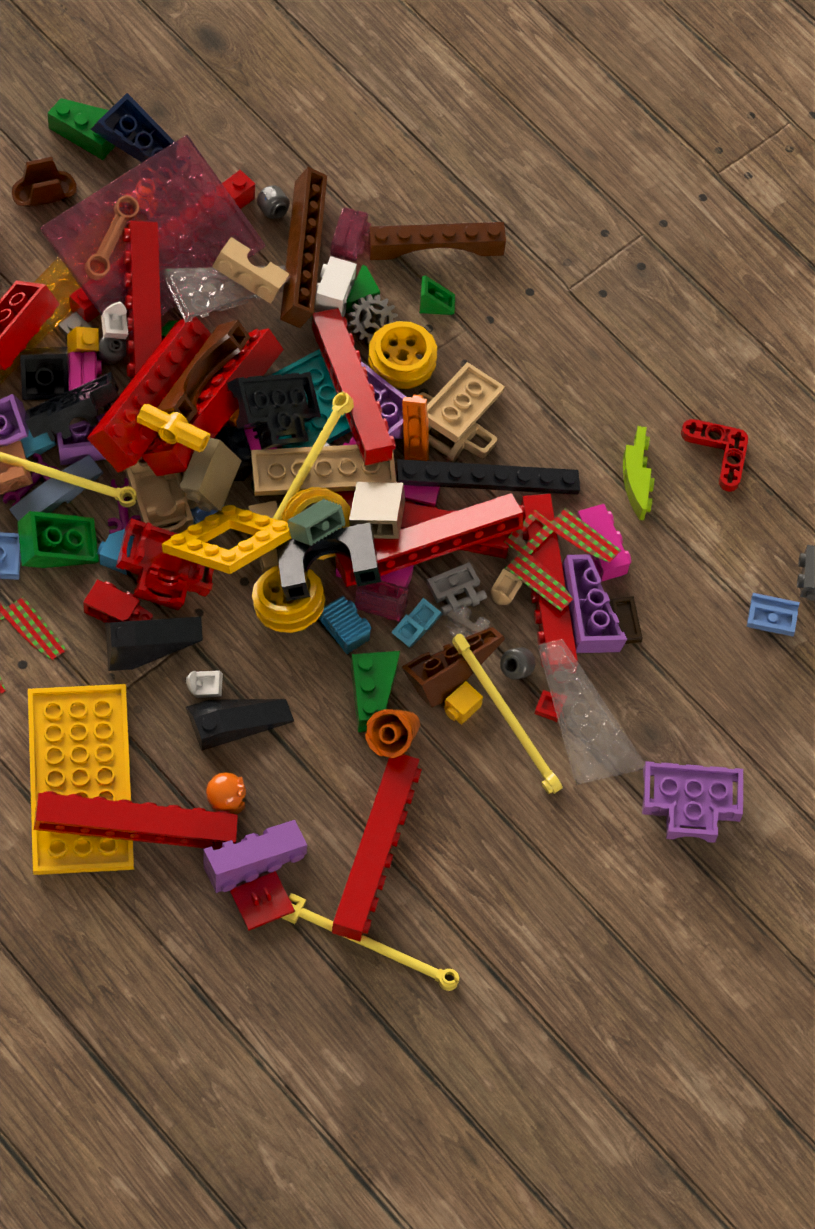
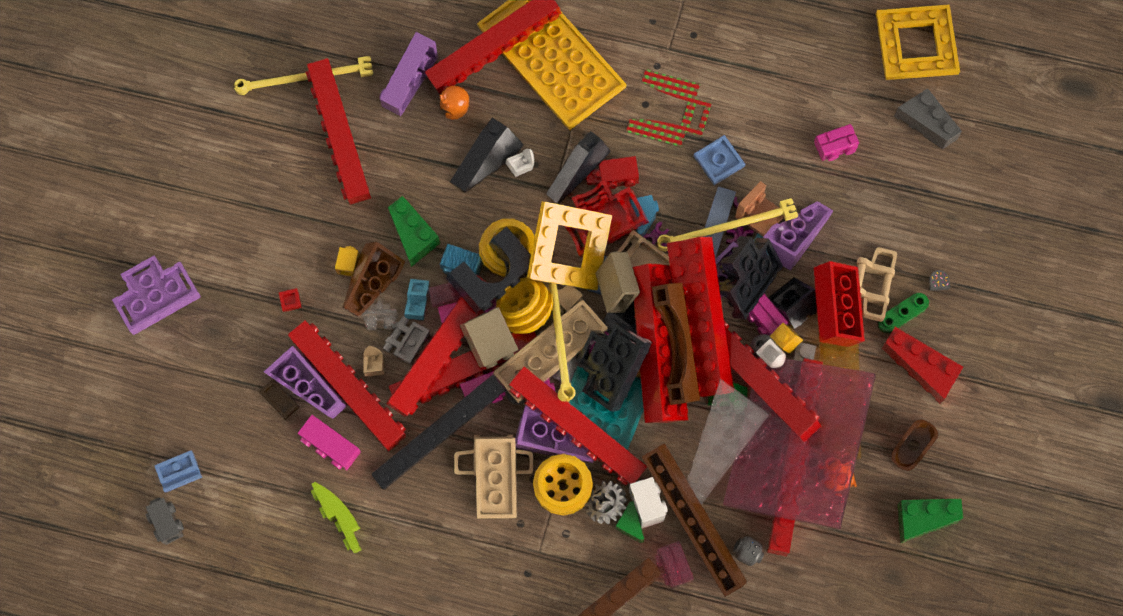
camera: 155 degrees right, 10 degrees up
(56, 540) = (687, 190): green slope -> none
(111, 237) = (822, 406): nougat piece -> none
(132, 130) = (880, 523): dark blue wedge -> none
(173, 428) = (657, 275): yellow piece -> none
(234, 264) = (728, 456): tan arch -> none
(262, 900) = (384, 56): red piece -> none
(316, 522) = (516, 283): sand green brick -> none
(391, 732) = (373, 202): orange cone -> none
(415, 428) = (510, 425): orange plate -> none
(435, 298) = (574, 556): green slope -> none
(517, 663) = (328, 310): dark grey head -> none
(551, 782) = (257, 250): light yellow hinge -> none
(572, 530) = (344, 425): piece -> none
(589, 730) = (254, 299): clear wing -> none
(725, 443) = (291, 589): red beam -> none

